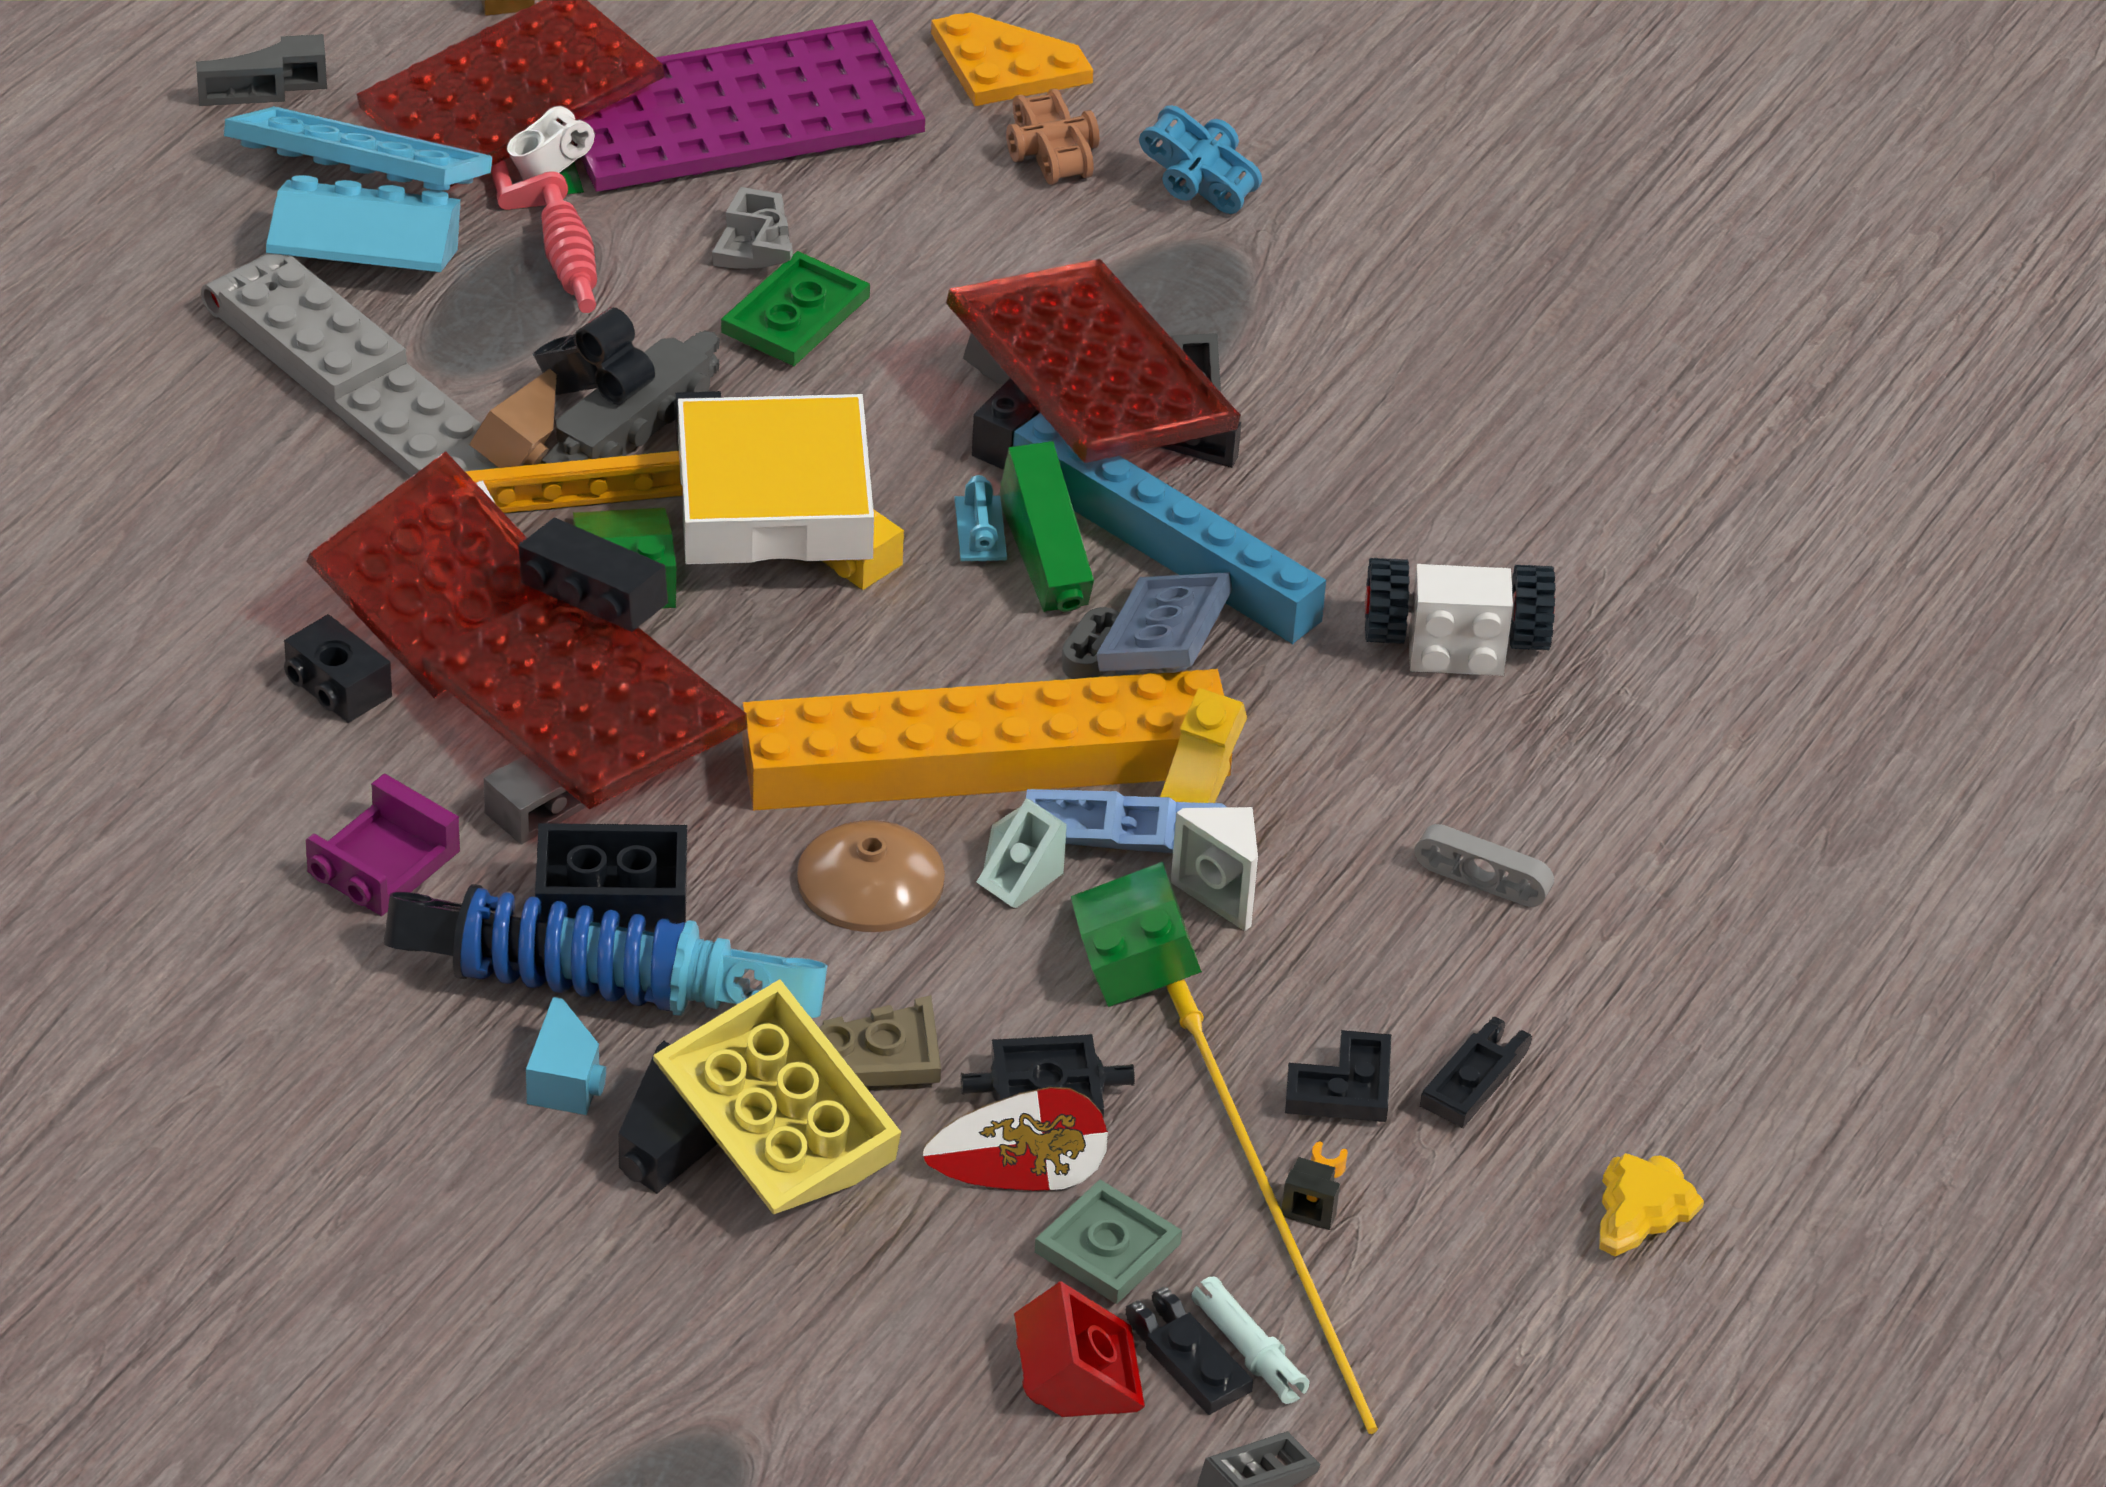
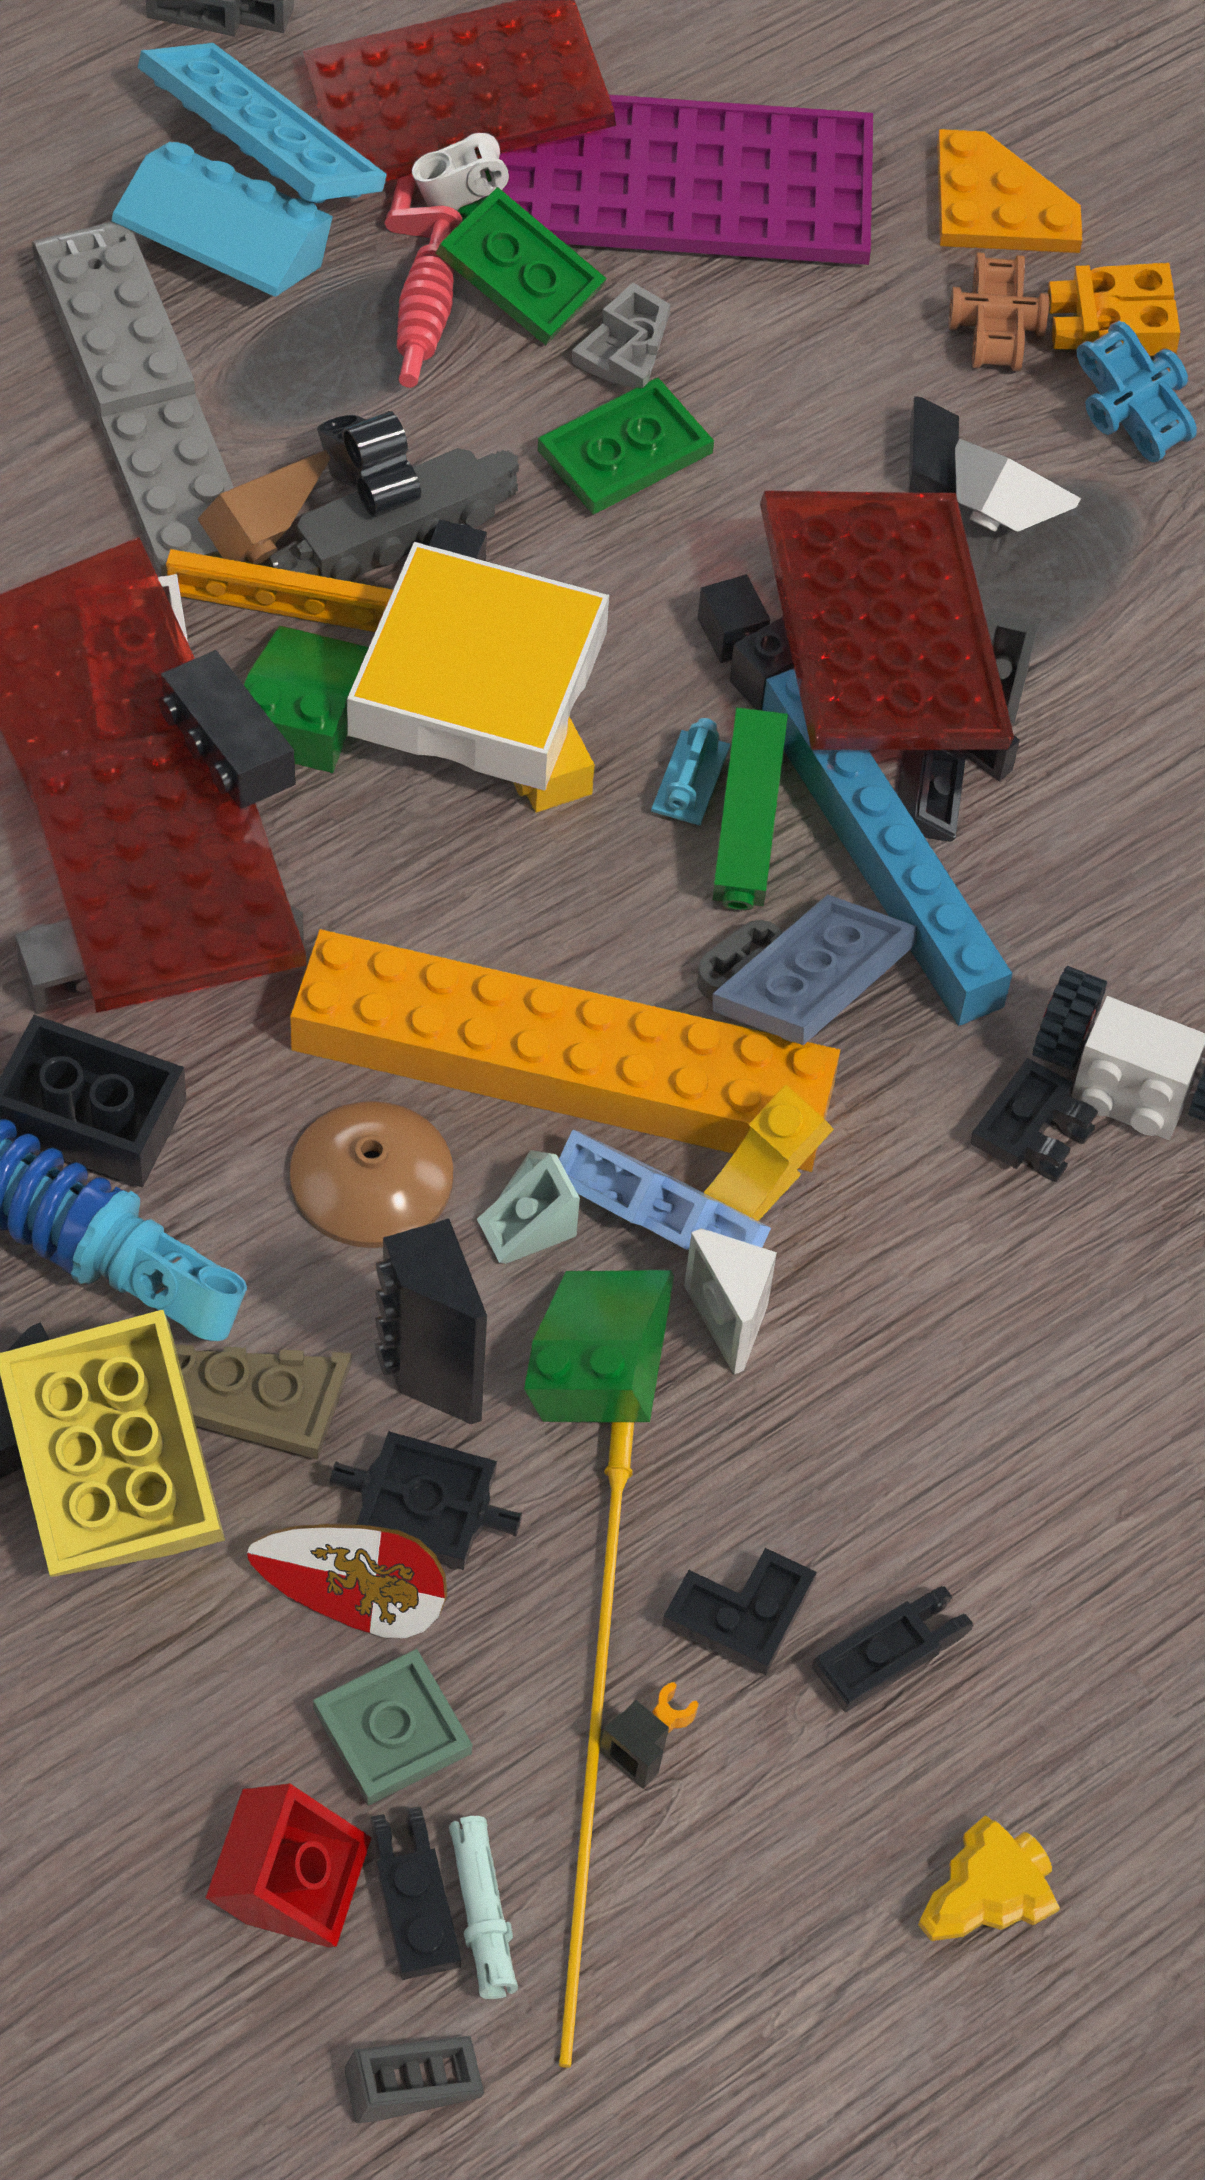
camera: 20 degrees right, 15 degrees up
(638, 199) = (521, 266): none -> green plate
(950, 403) = (730, 613): none -> black brick
(1005, 931) = (431, 1321): none -> black slope
(1046, 240) = (932, 448): none -> black slope
(1133, 252) = (1005, 491): none -> white slope
(1136, 102) = (1107, 294): none -> light orange hips
(1182, 472) = (932, 790): none -> black slope
(1380, 686) = (1024, 1111): none -> black plate
(1518, 865) = (1025, 1385): light grey beam -> none

